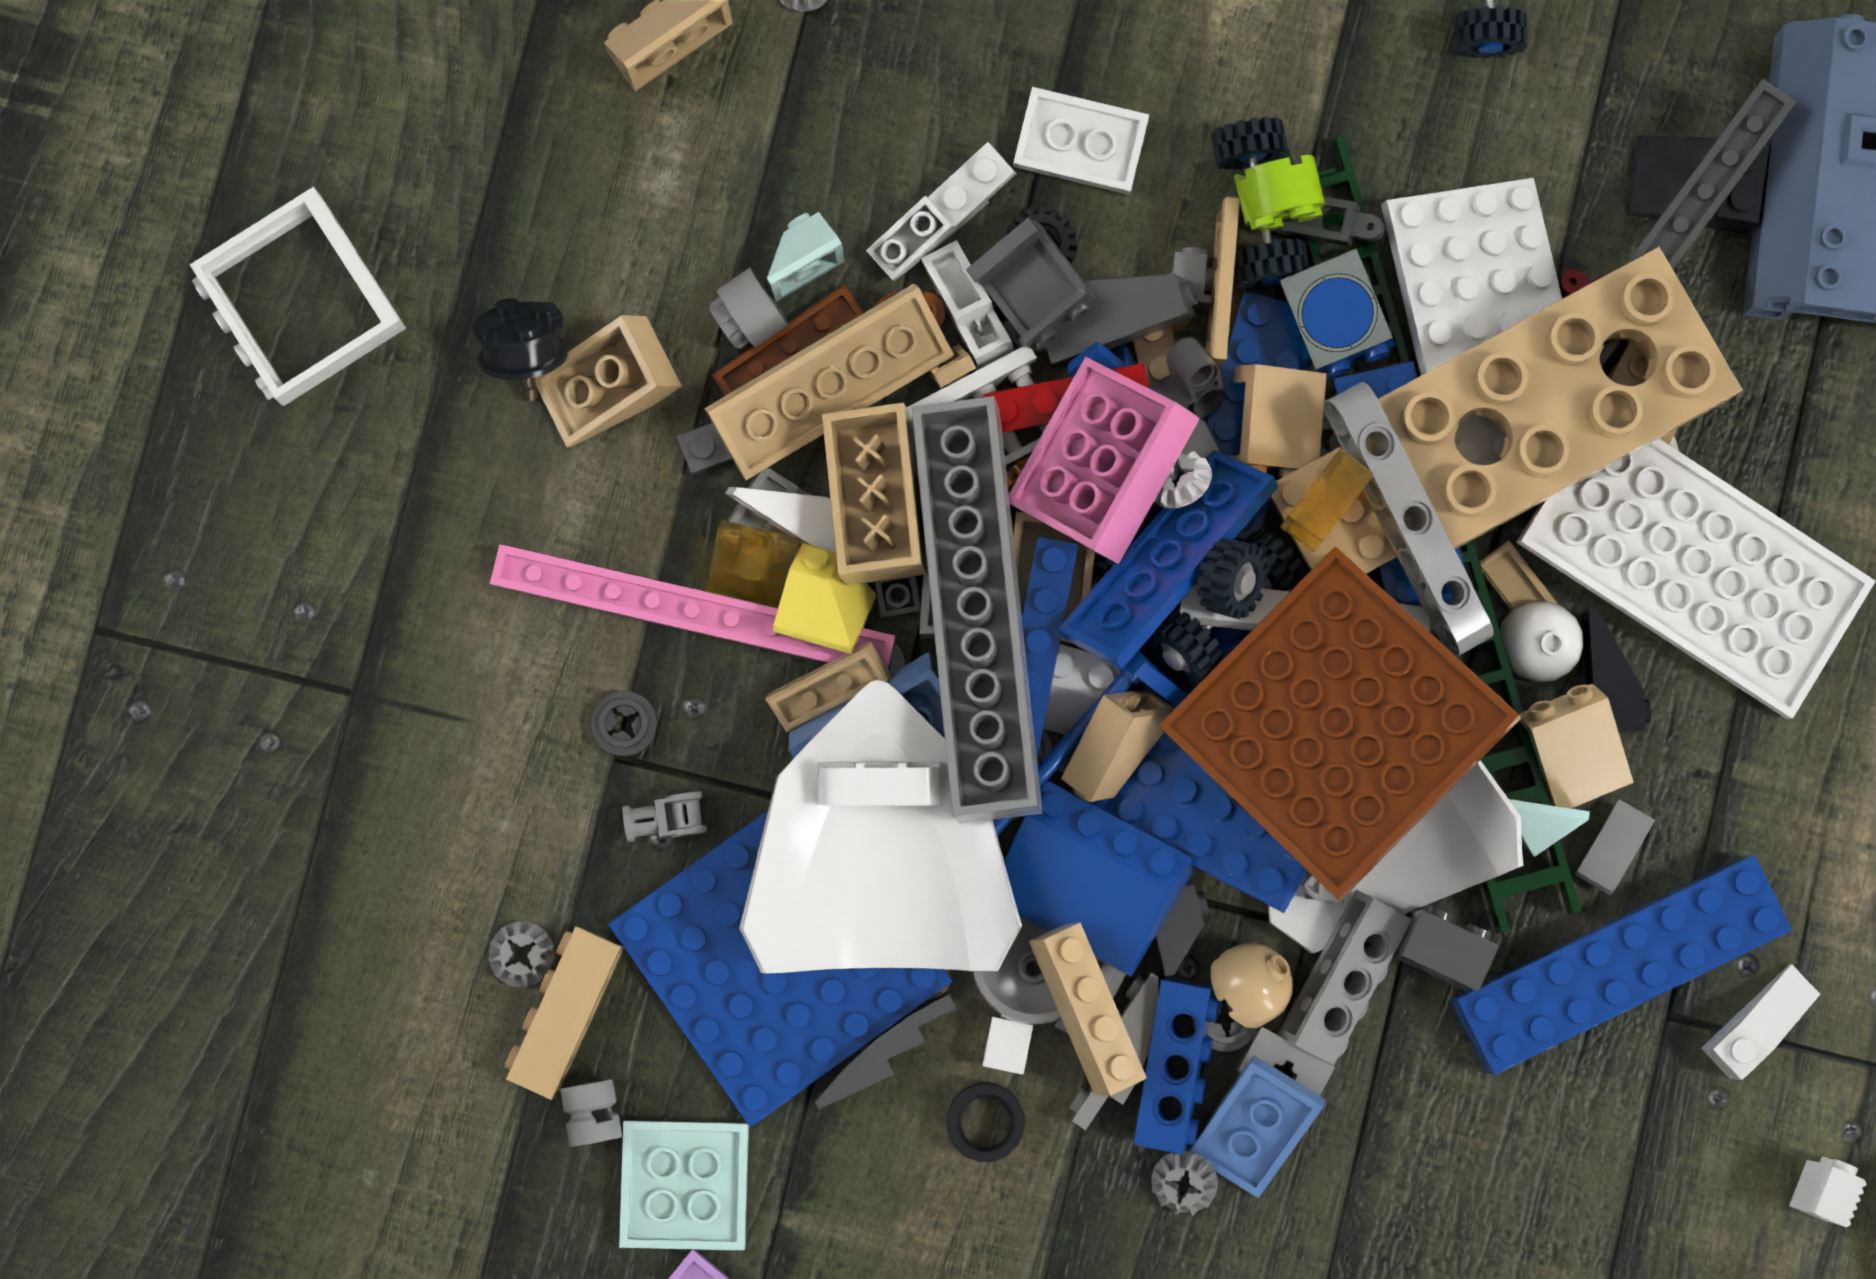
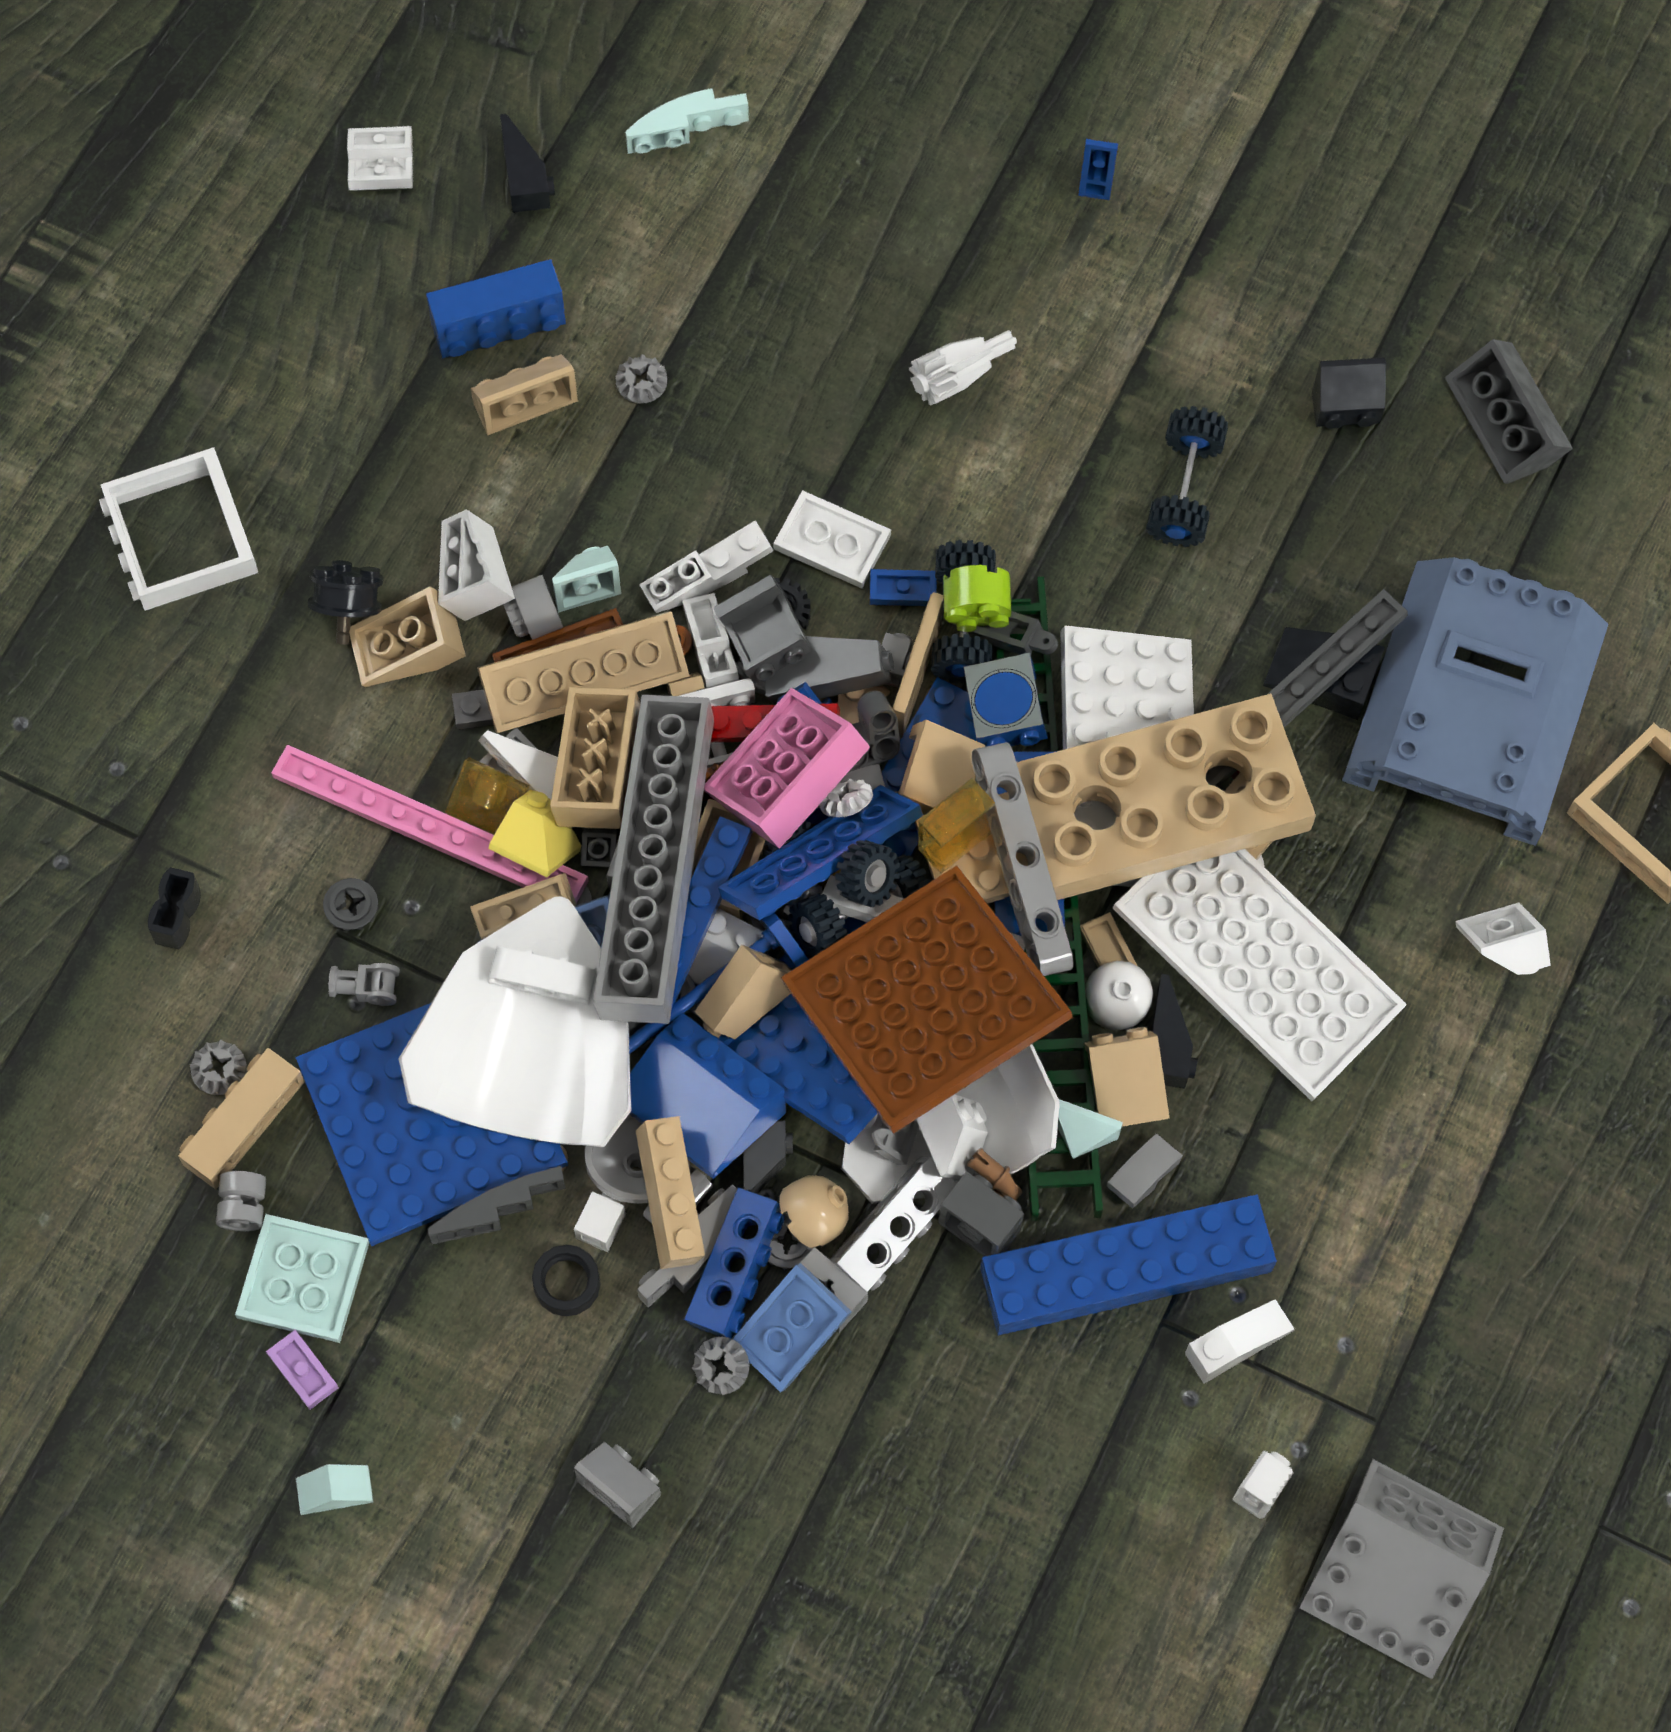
camera: 10 degrees right, 15 degrees down
(419, 790) = (171, 913): none -> black brick
(663, 275) = (471, 567): none -> white wedge
(1179, 184) = (901, 587): none -> blue plate
(1400, 874) = (954, 1134): none -> white slope
(1451, 897) = (995, 1174): none -> medium nougat piece

